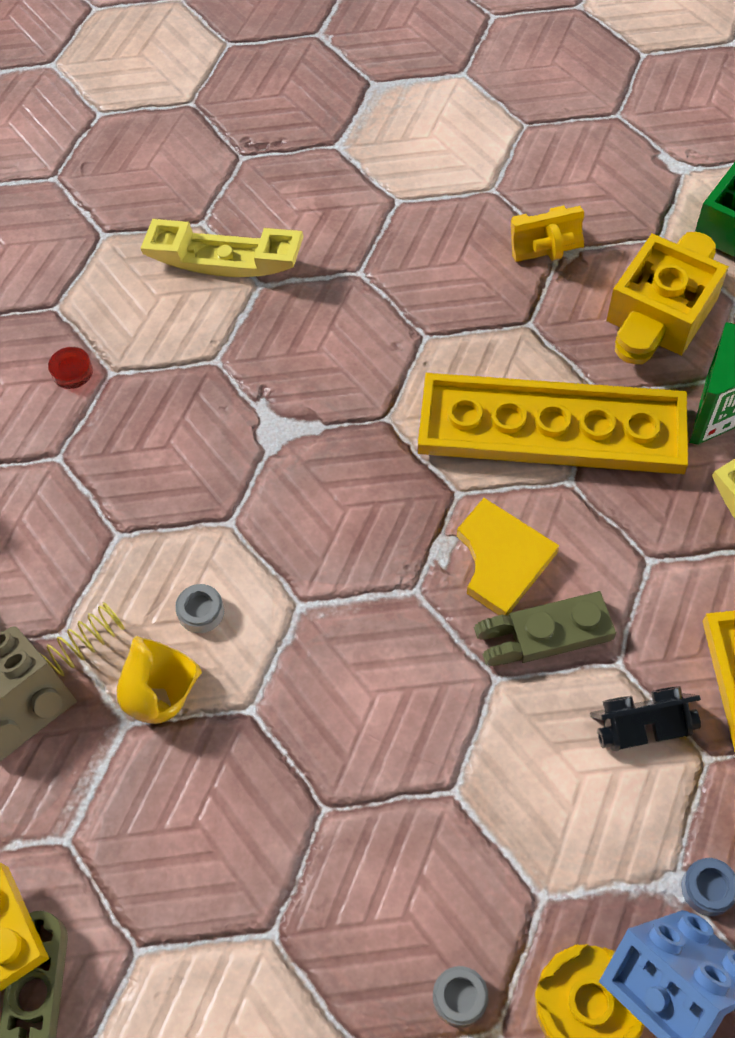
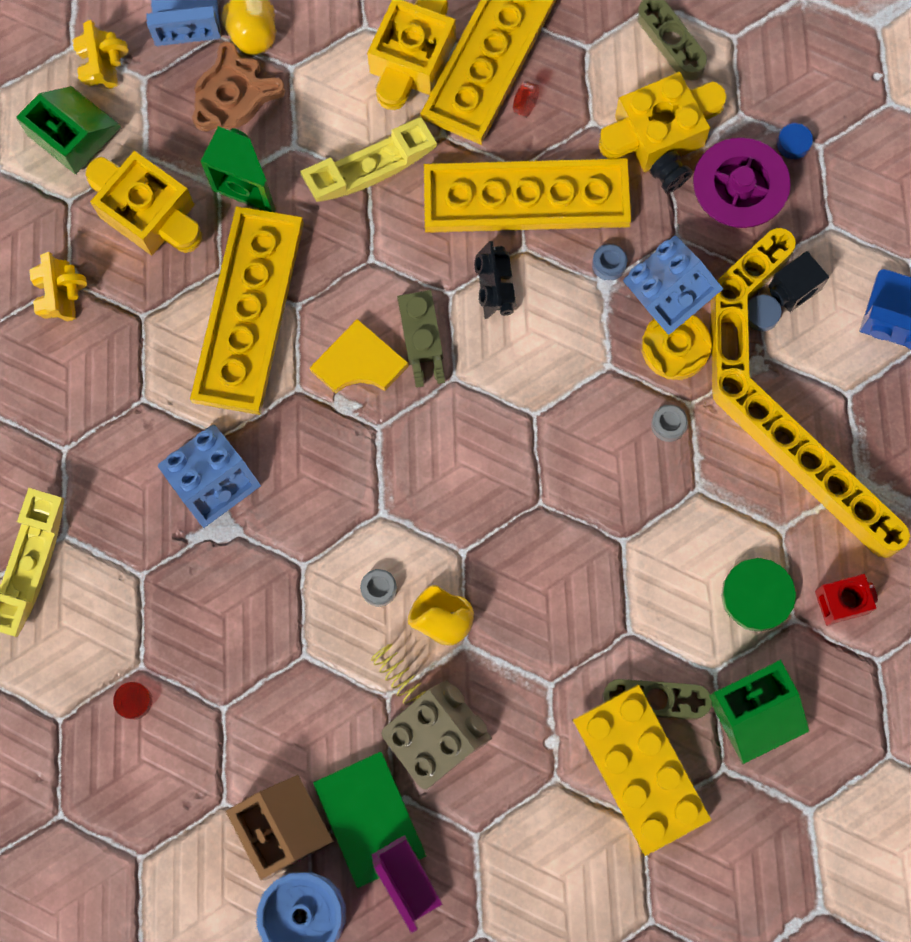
camera: 85 degrees left, 15 degrees up
(327, 402) = (208, 475): none -> medium blue bracket

